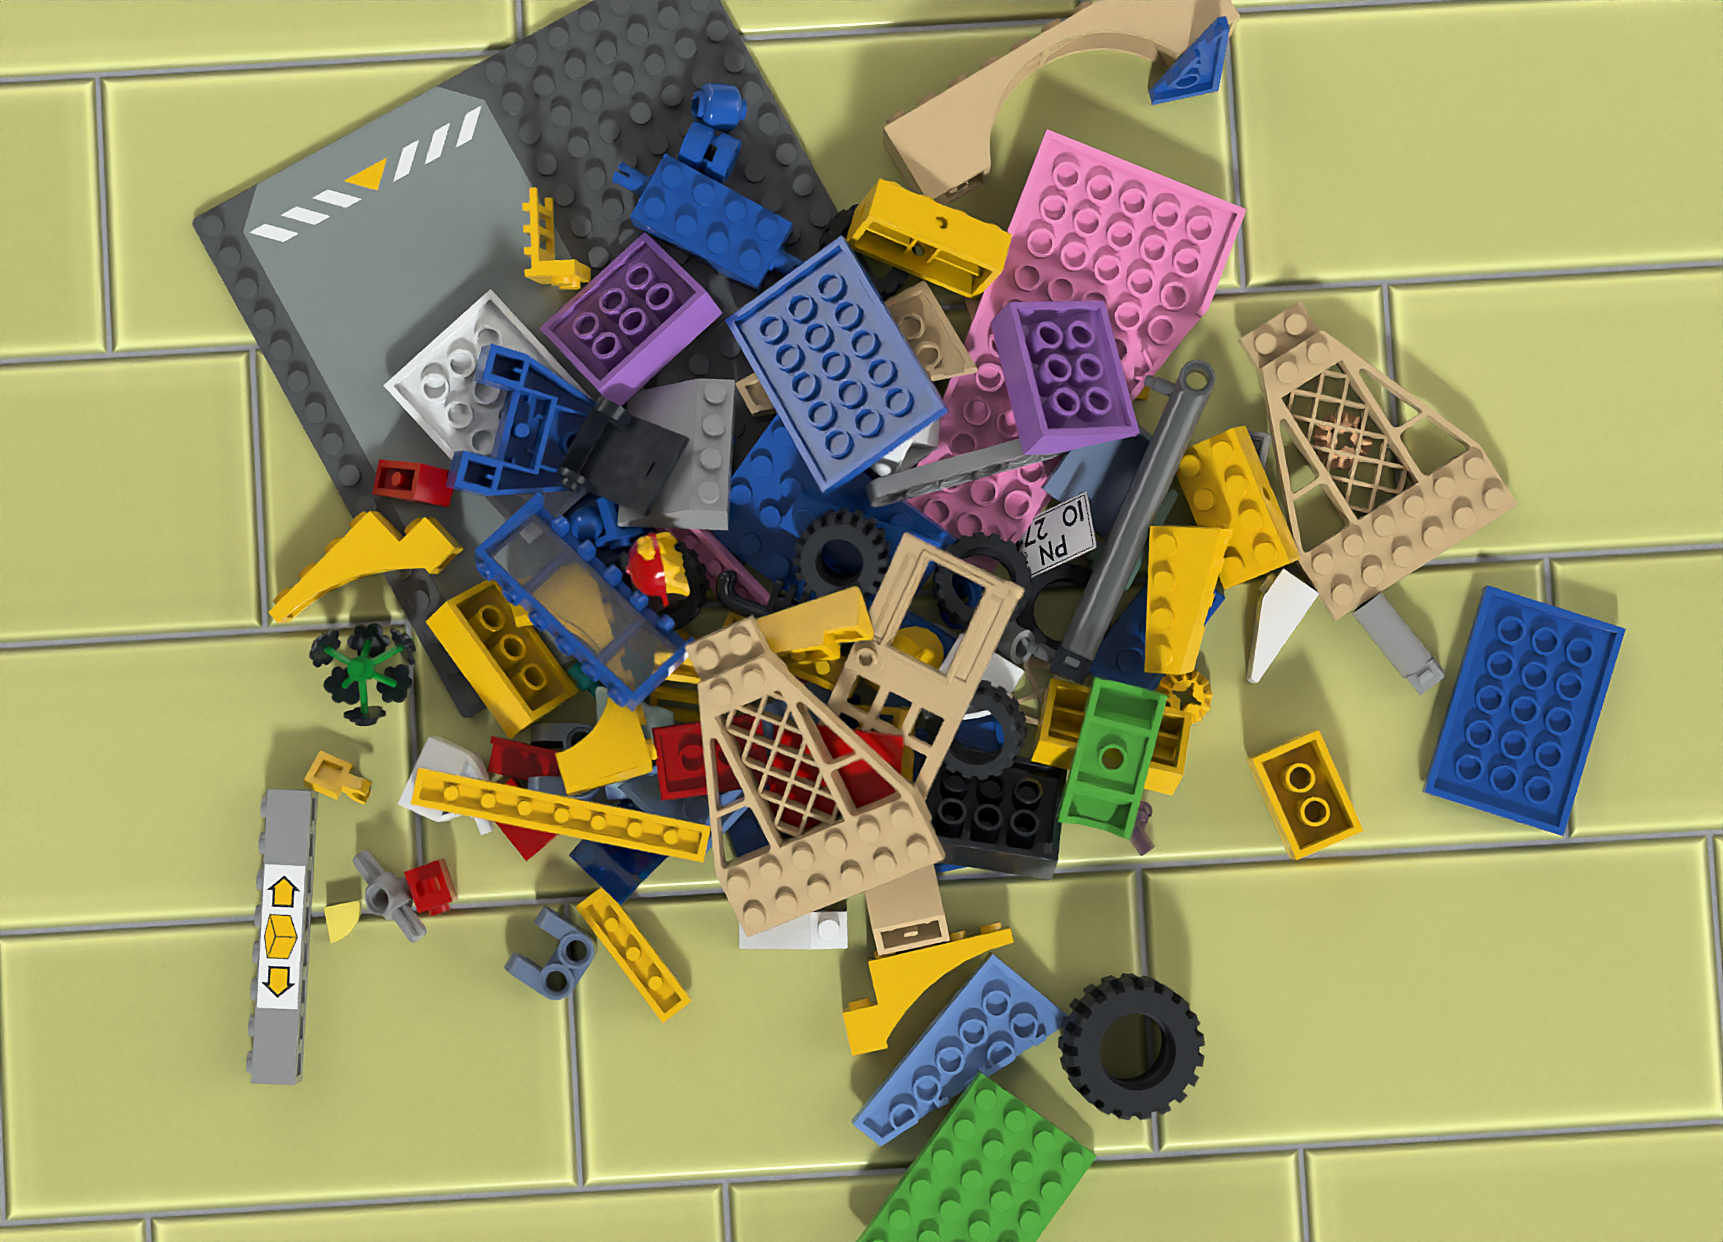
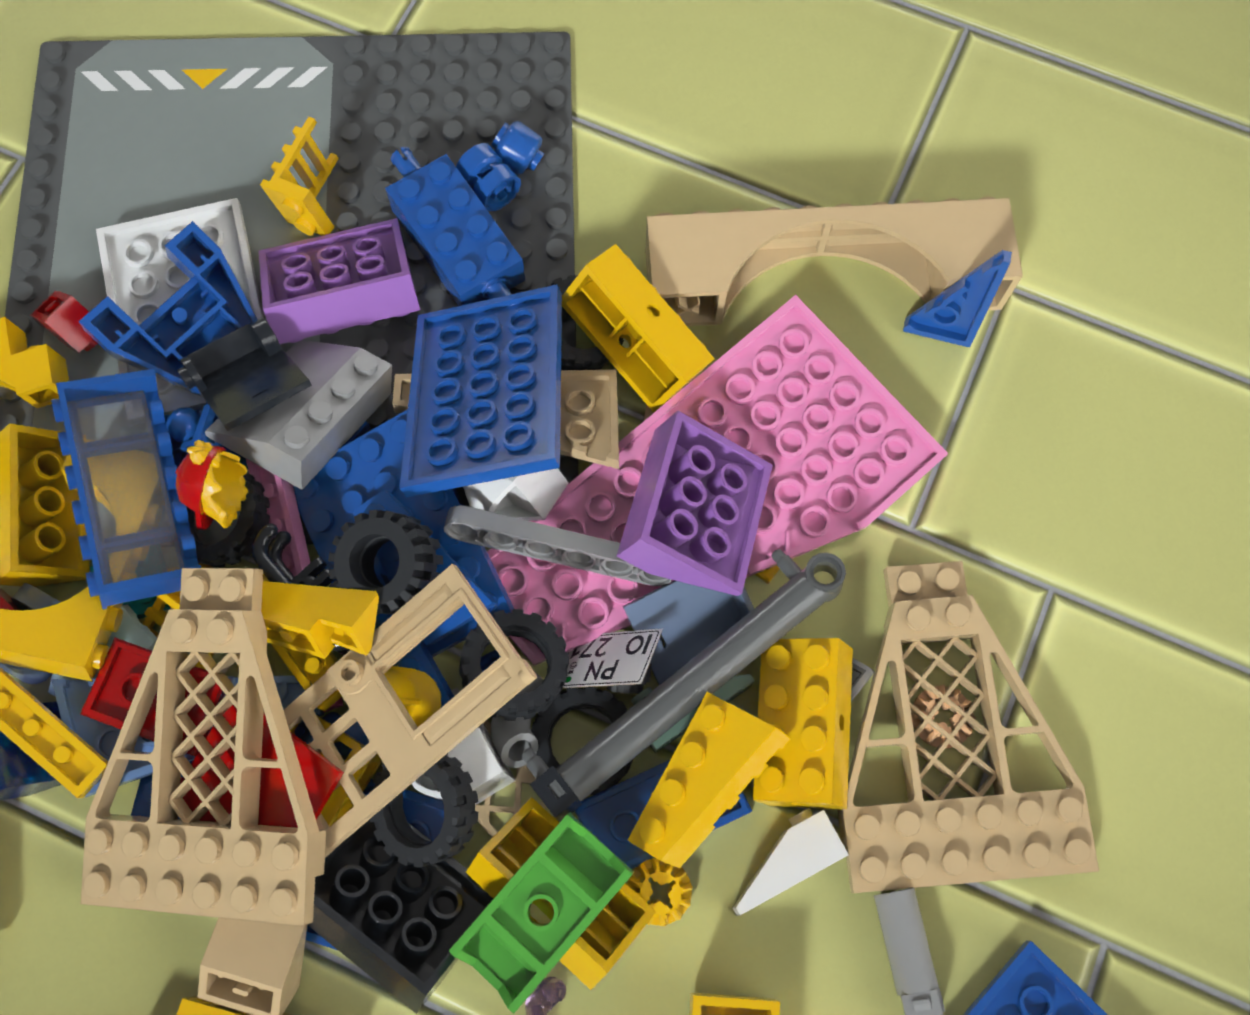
camera: 30 degrees right, 15 degrees down
(811, 931) = (153, 935): white slope -> none

